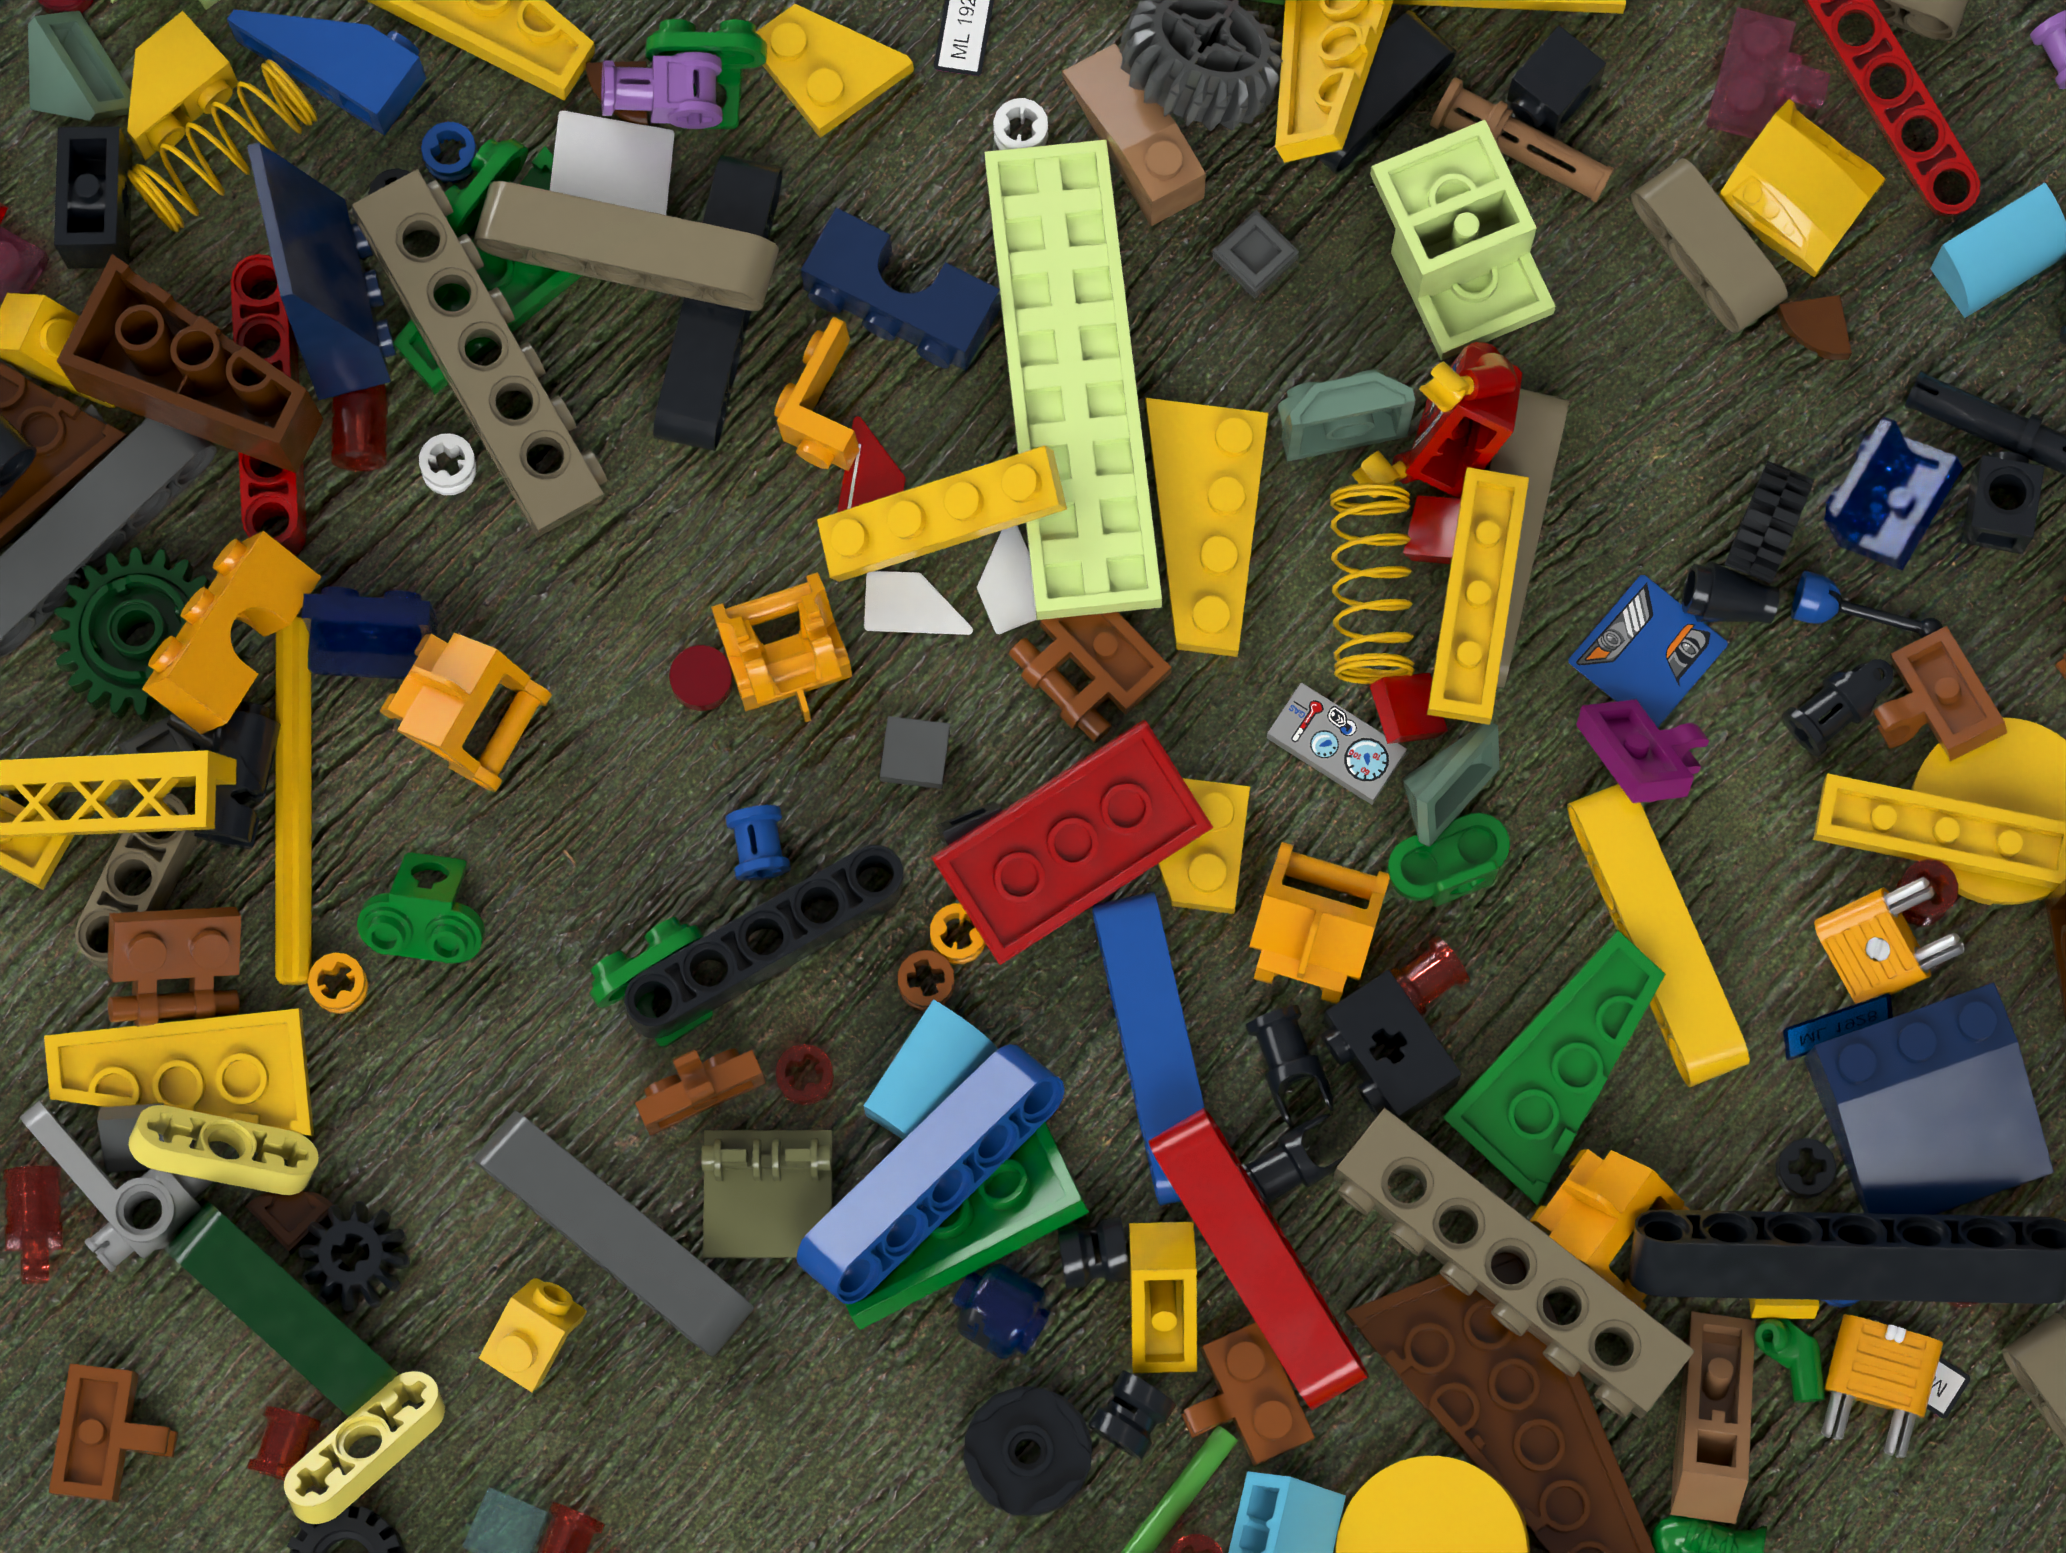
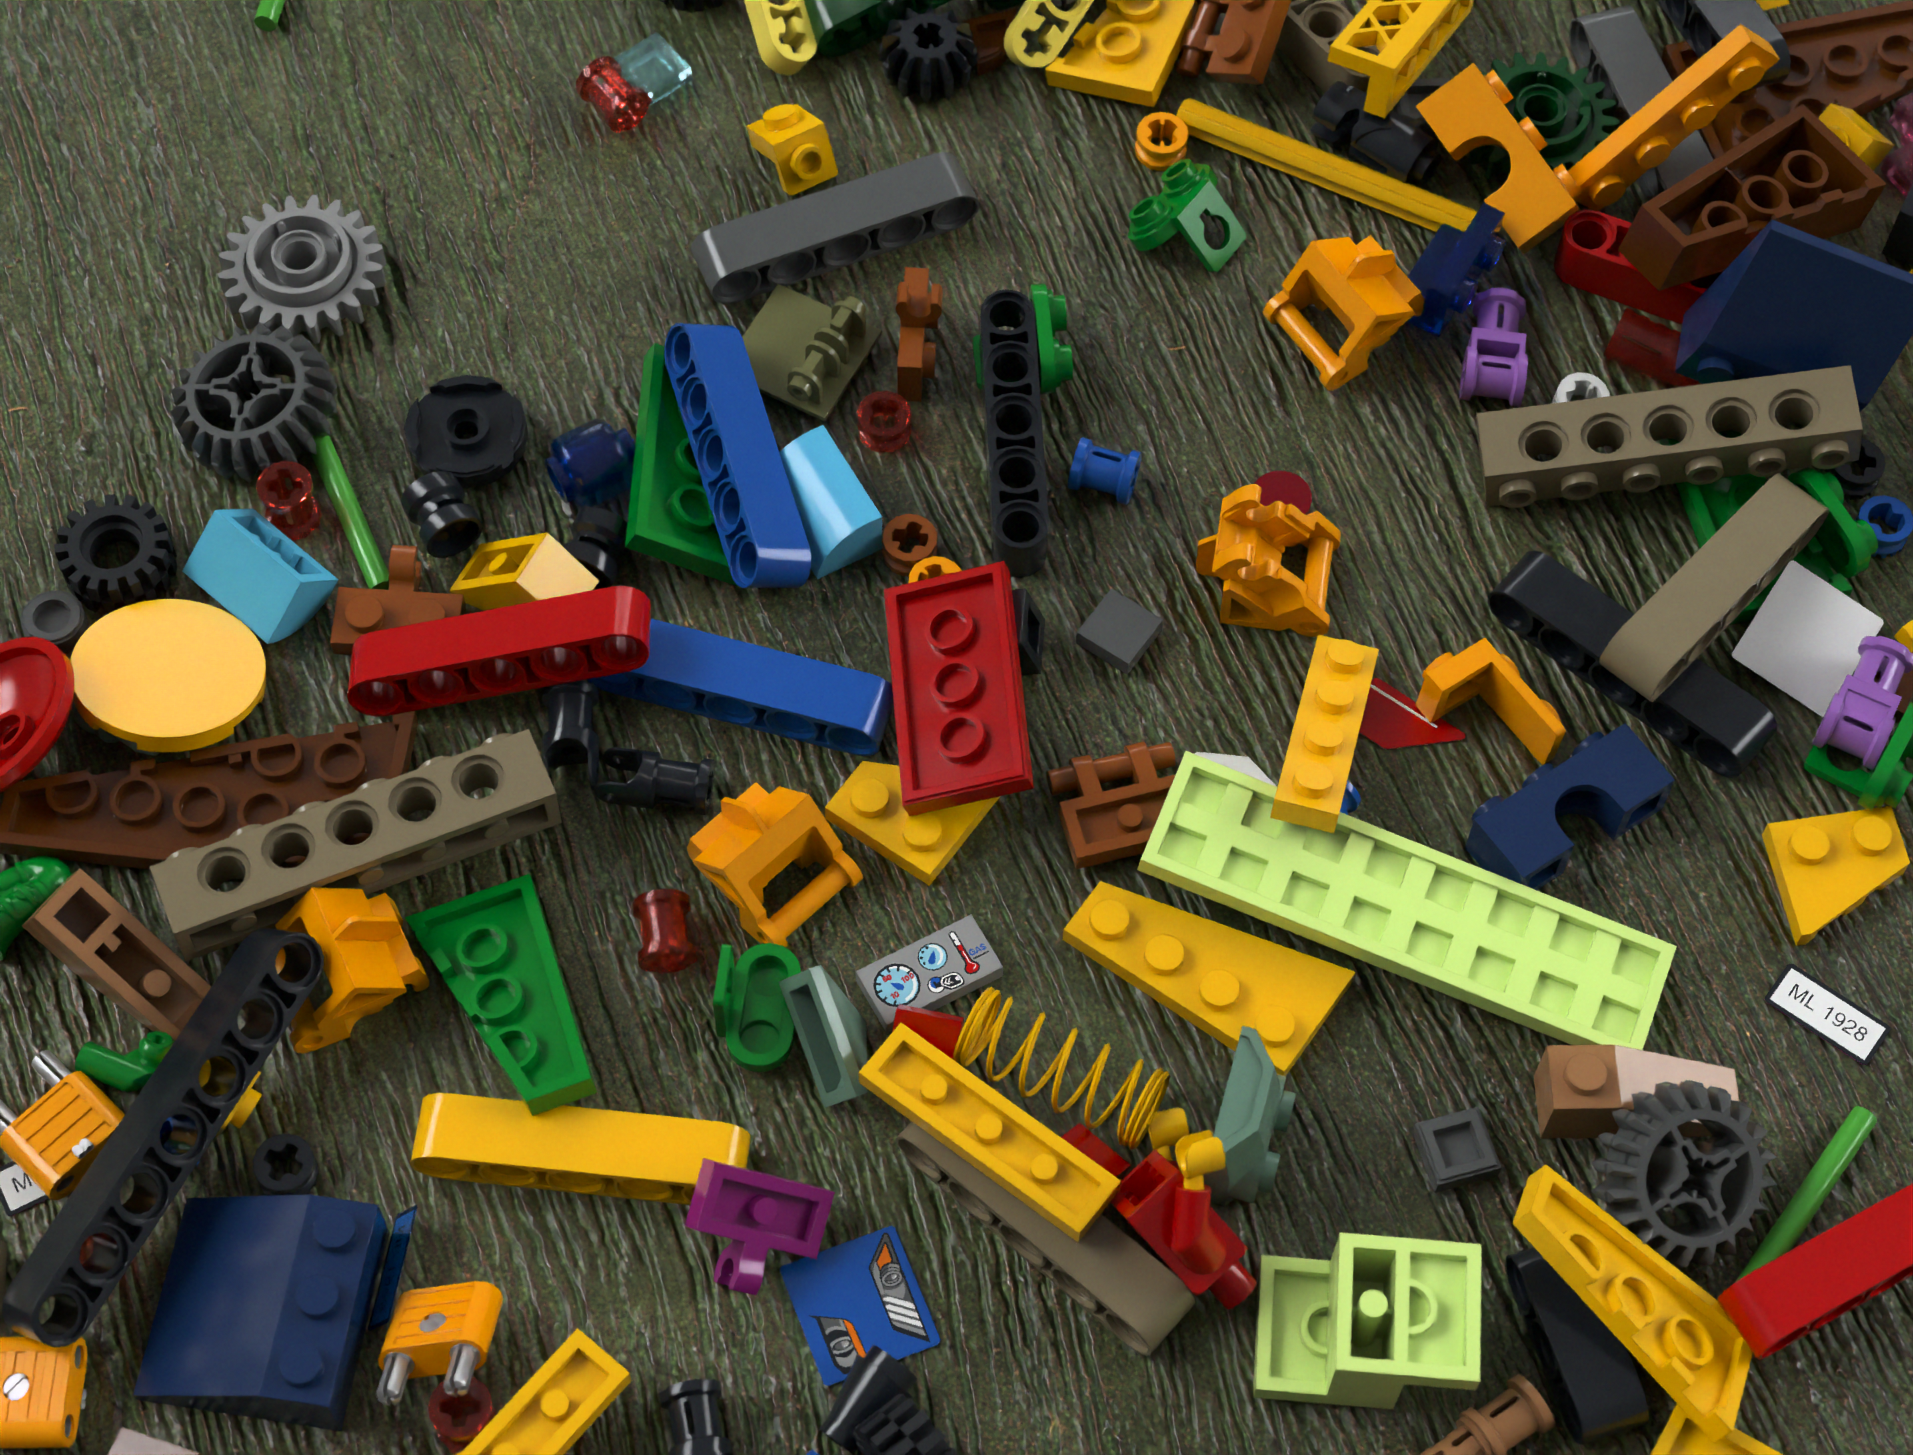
camera: 115 degrees right, 15 degrees down
(111, 464) = (1672, 116): none -> light orange plate
(440, 555) = (1495, 353): none -> medium lavender connector
(909, 605) = (1261, 695): white sticker -> none
(1022, 109) = (1698, 986): white bush -> none
(1387, 1014) = (583, 867): black brick -> none

